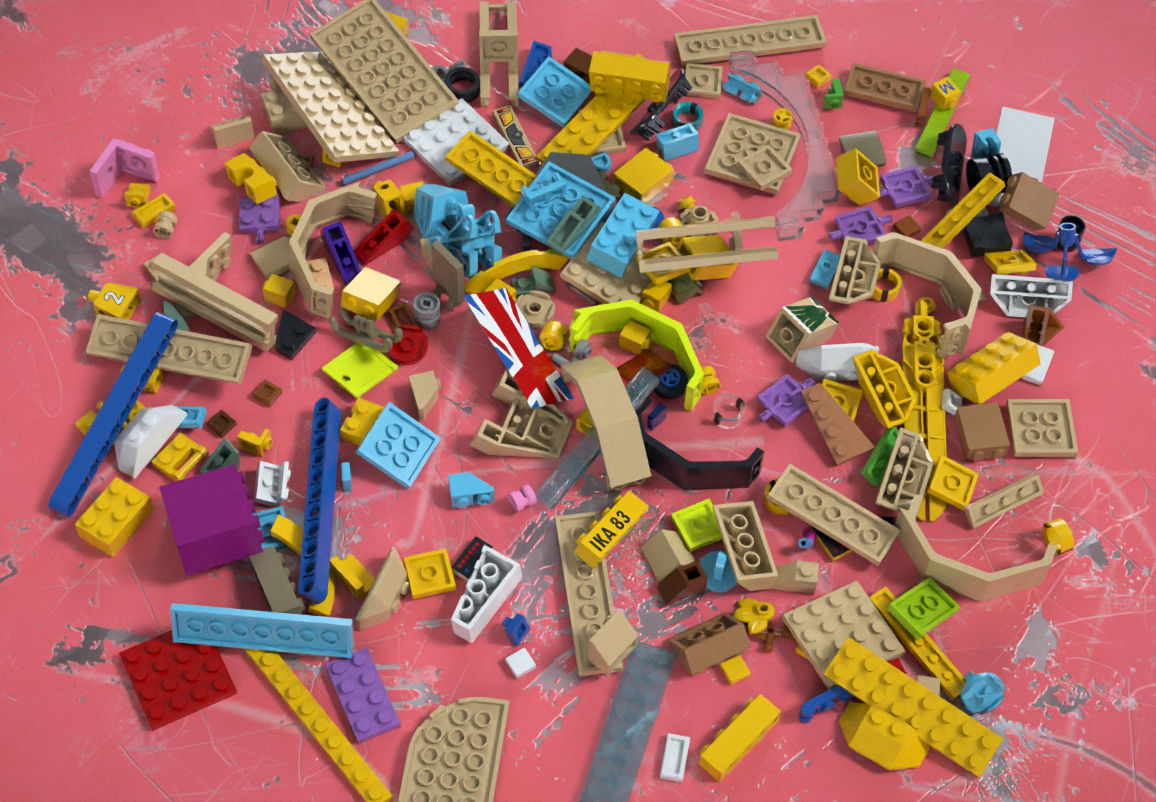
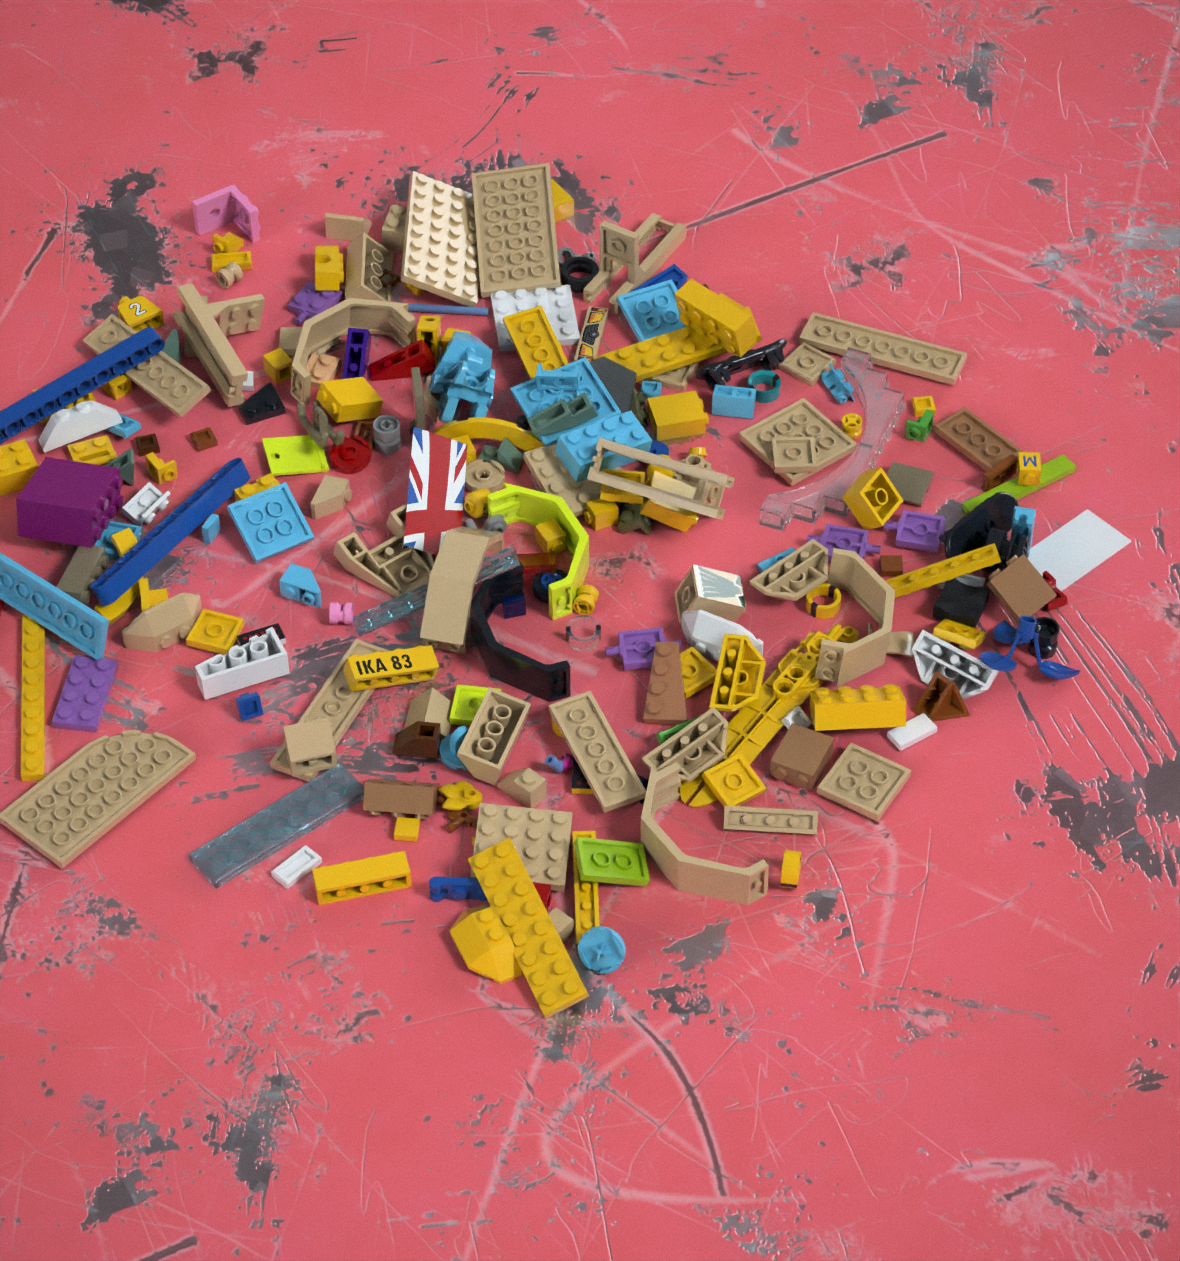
camera: 35 degrees right, 10 degrees down
(520, 663) = (232, 734): white tile -> none

